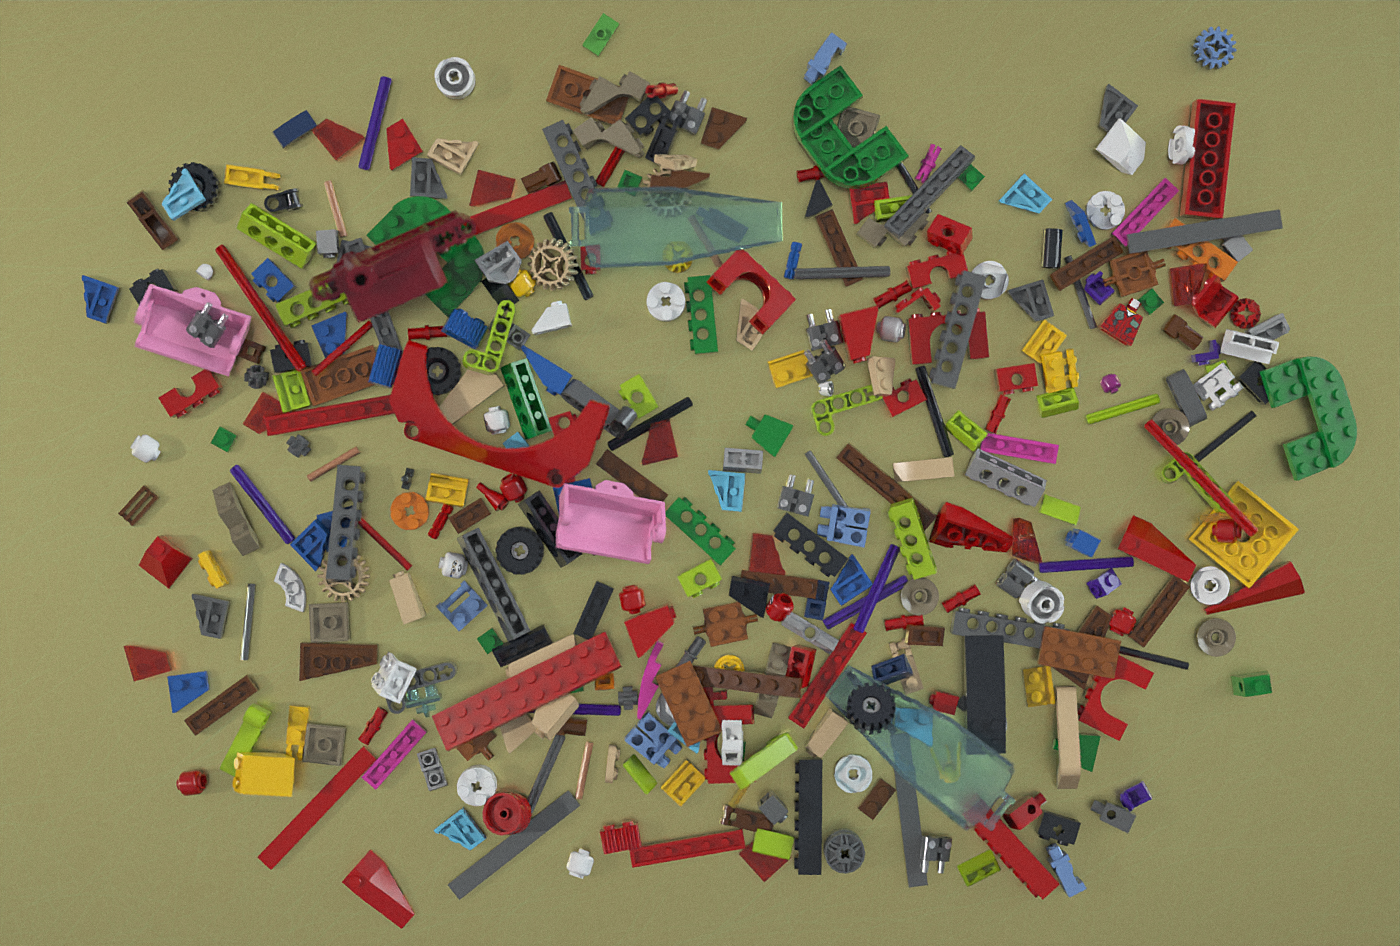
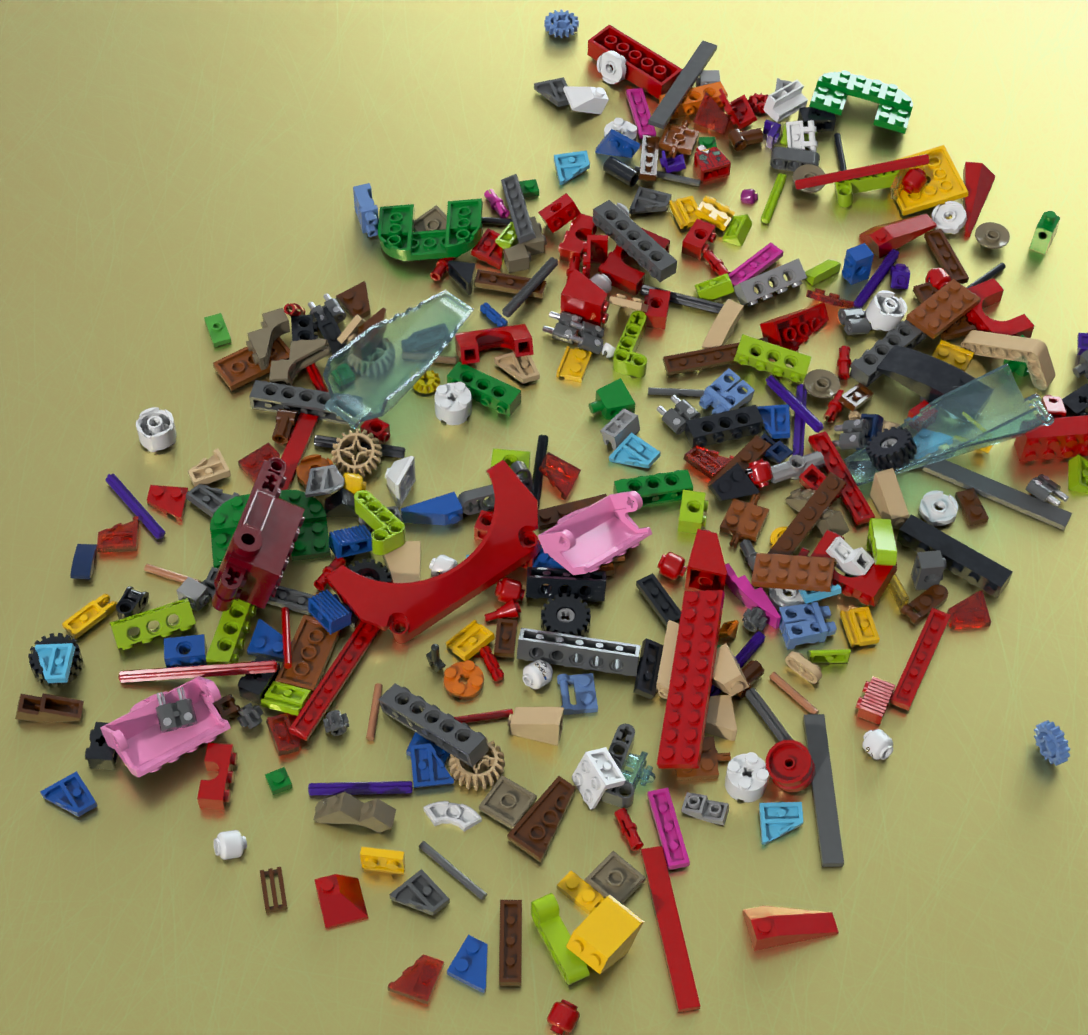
camera: 60 degrees left, 35 degrees down
(205, 271) = (128, 699): white hinge -> none
(490, 640) = (624, 692): green plate -> none
(526, 398) = (417, 522): green brick -> none
(773, 844) = (960, 593): lime slope -> none
(844, 839) = (1003, 543): dark grey wheel -> none
(876, 660) = (853, 434): none -> dark grey piece

